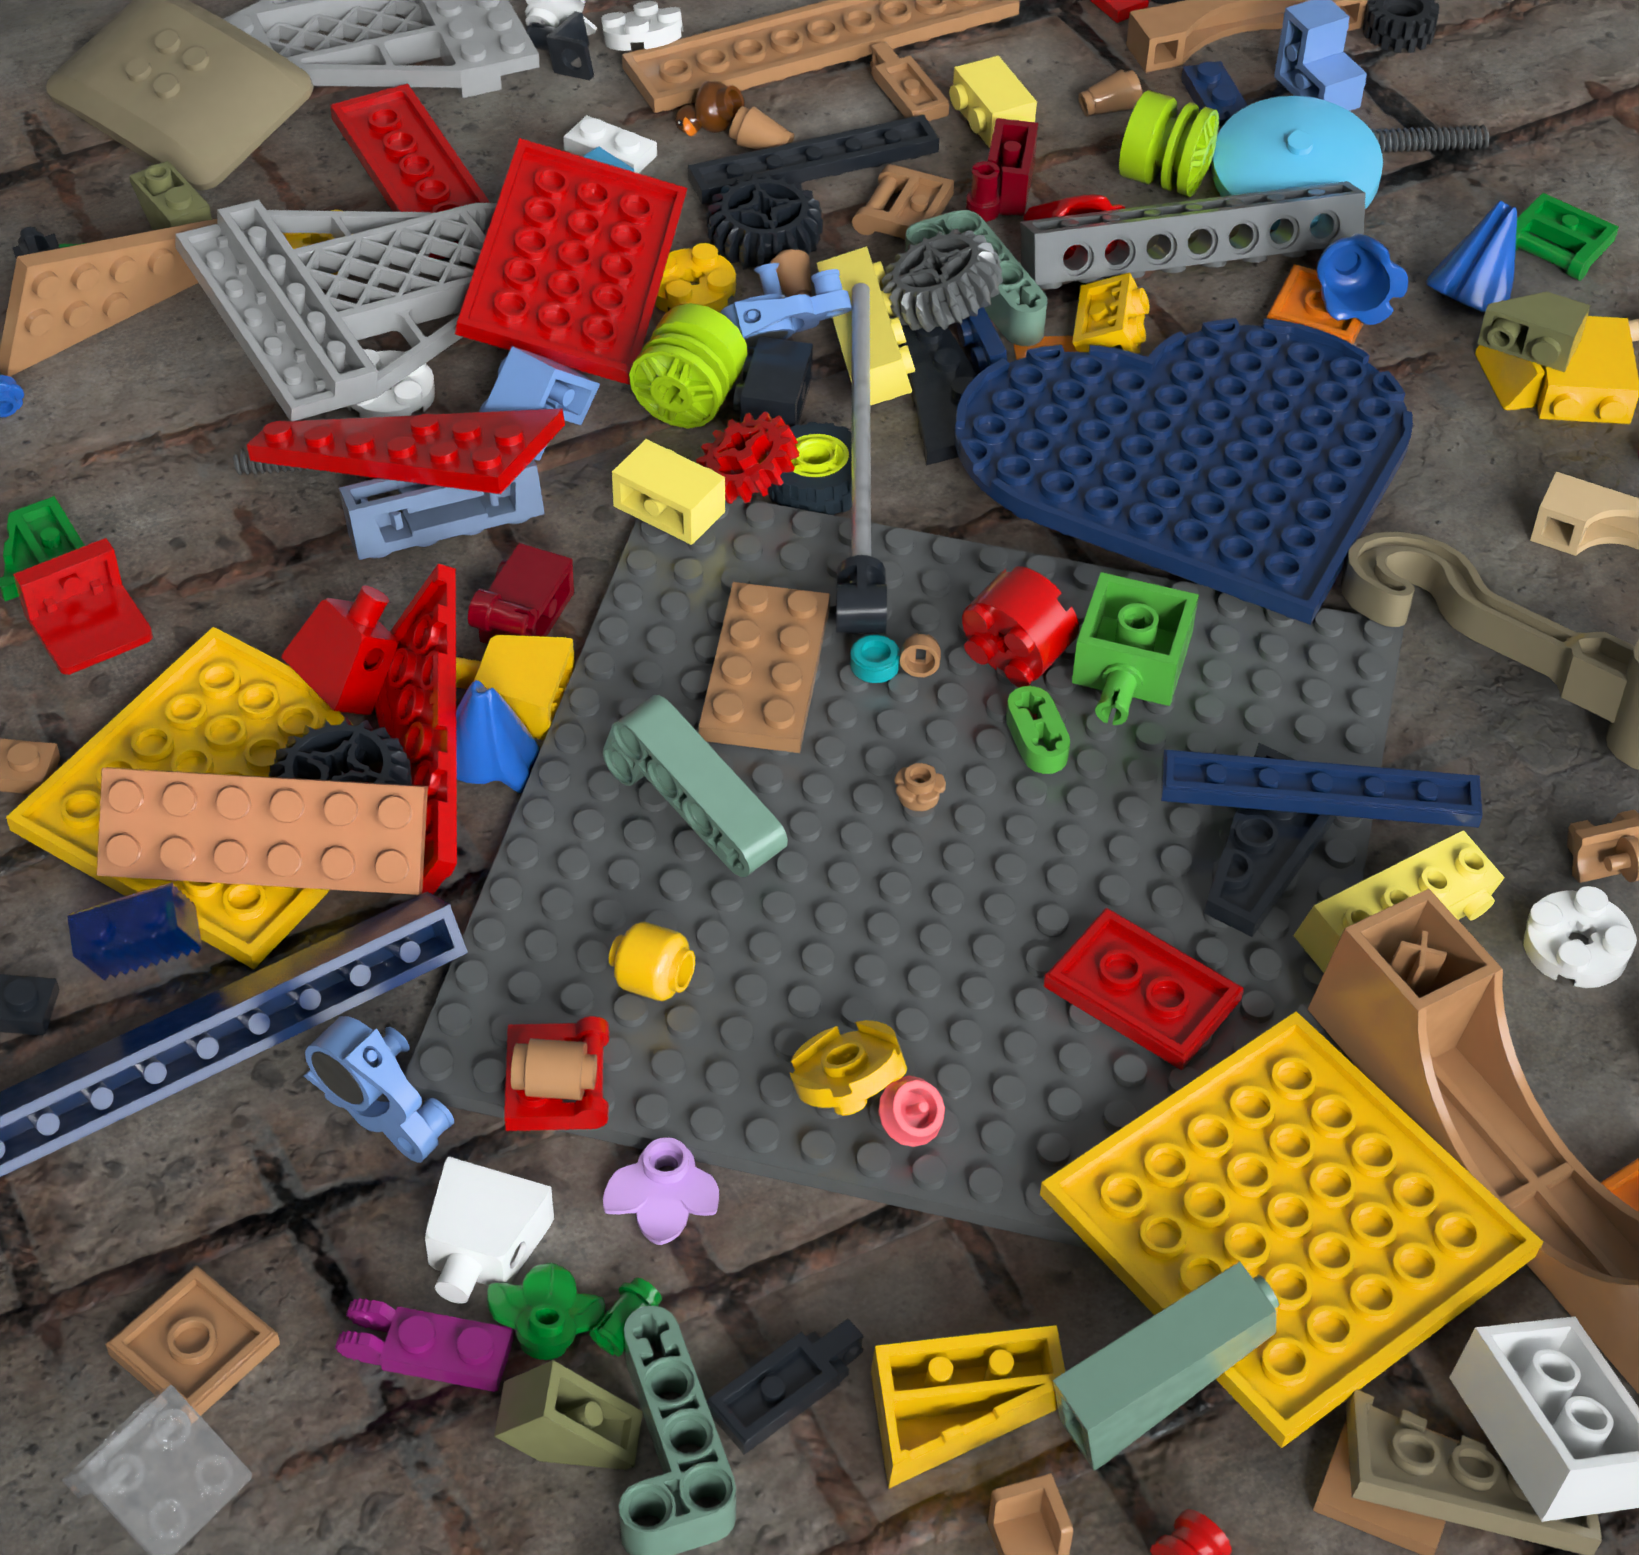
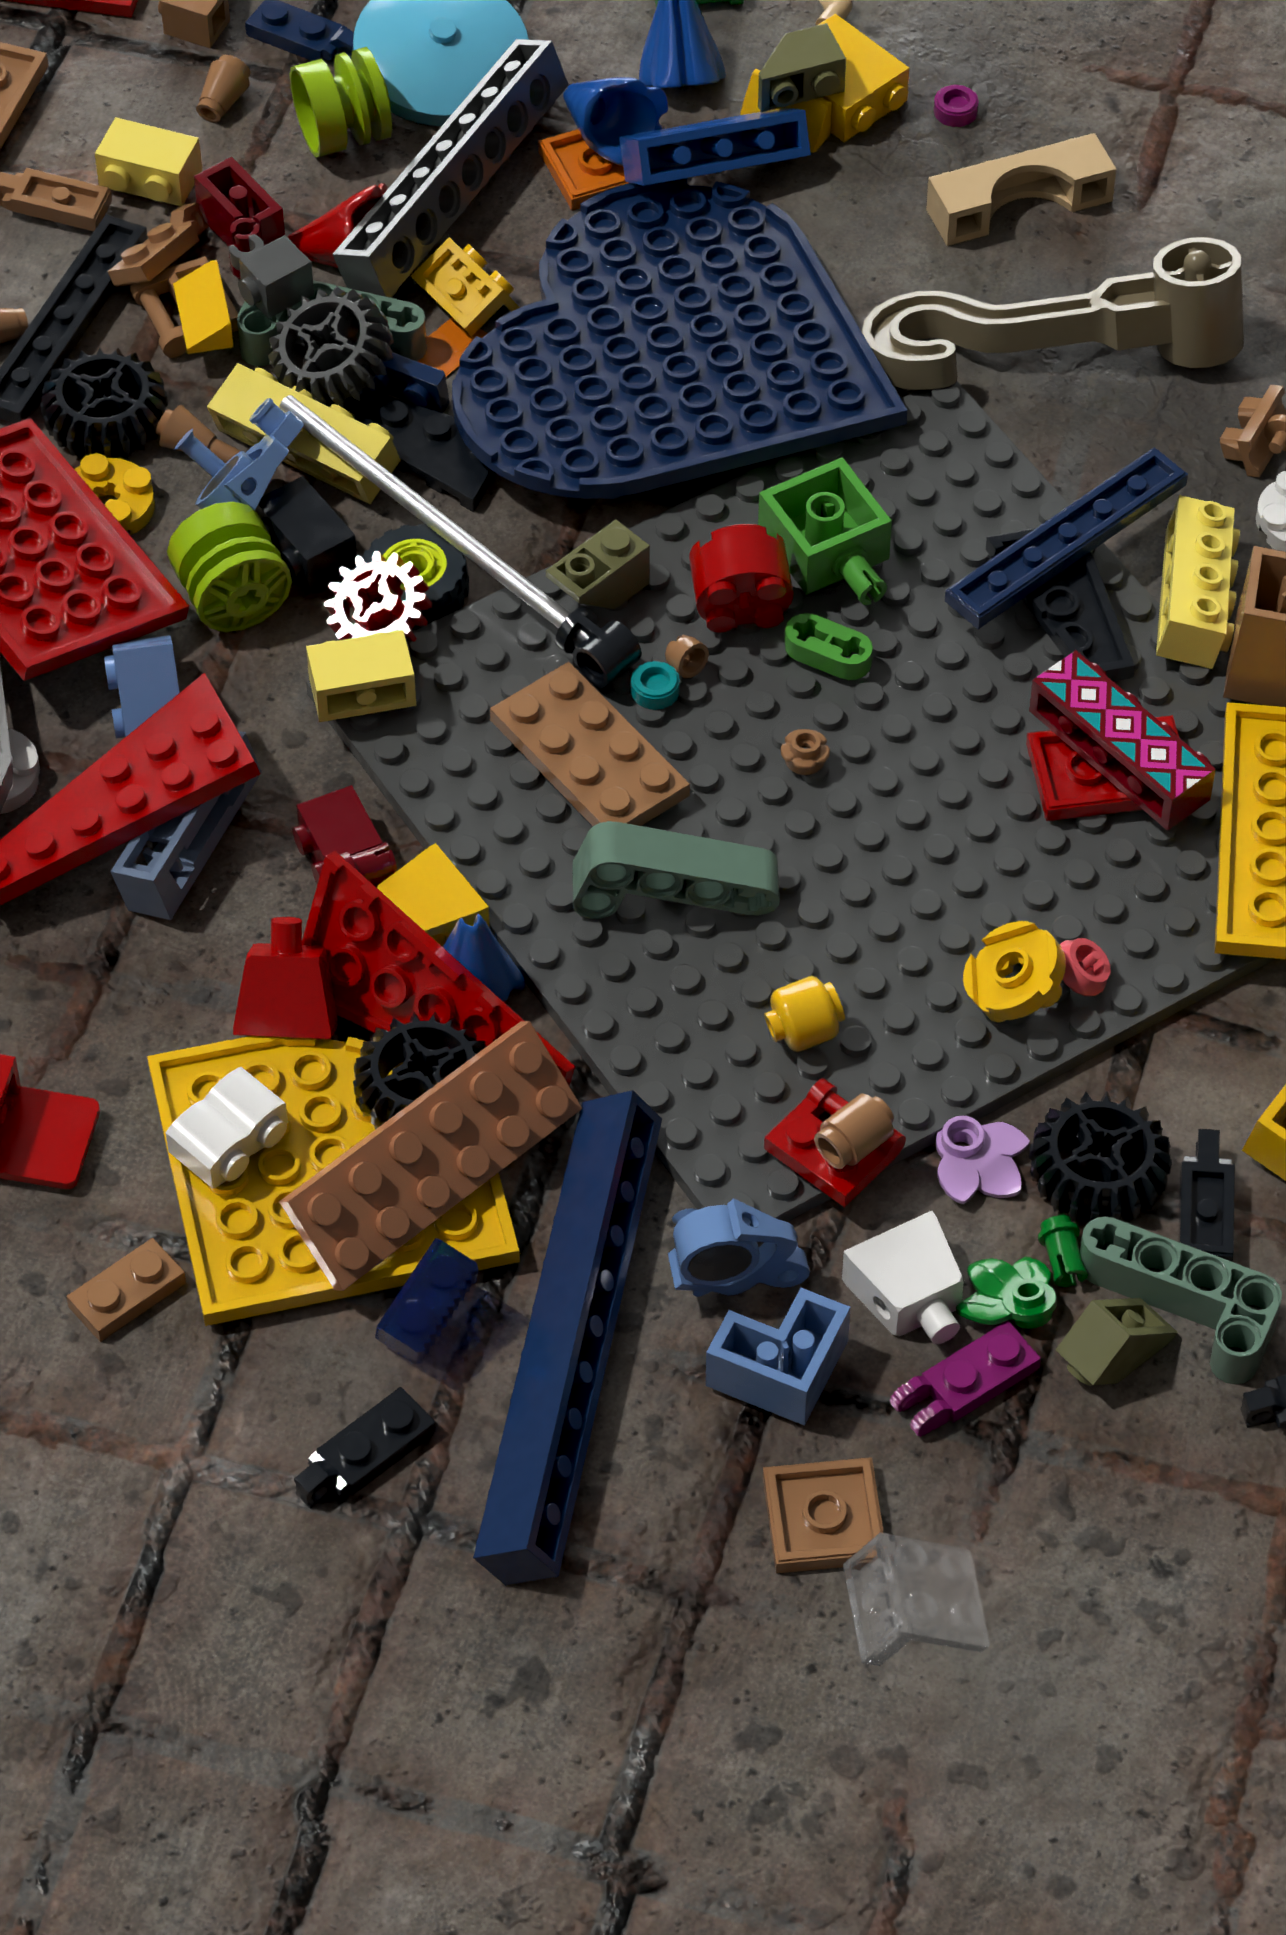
camera: 45 degrees left, 5 degrees up
(176, 705) = (227, 1128): none -> white brick
(307, 1204) = (782, 1366): none -> medium blue brick
(767, 1294) = (1094, 1176): none -> black gear
(902, 208) = (203, 310): none -> yellow slope
(928, 549) = (604, 568): none -> olive slope
(936, 155) = (161, 248): none -> medium nougat hinge
(960, 204) = (272, 274): none -> dark grey brick
(1161, 967) = (1122, 739): none -> dark red brick
(1410, 343) = (714, 146): none -> blue brick

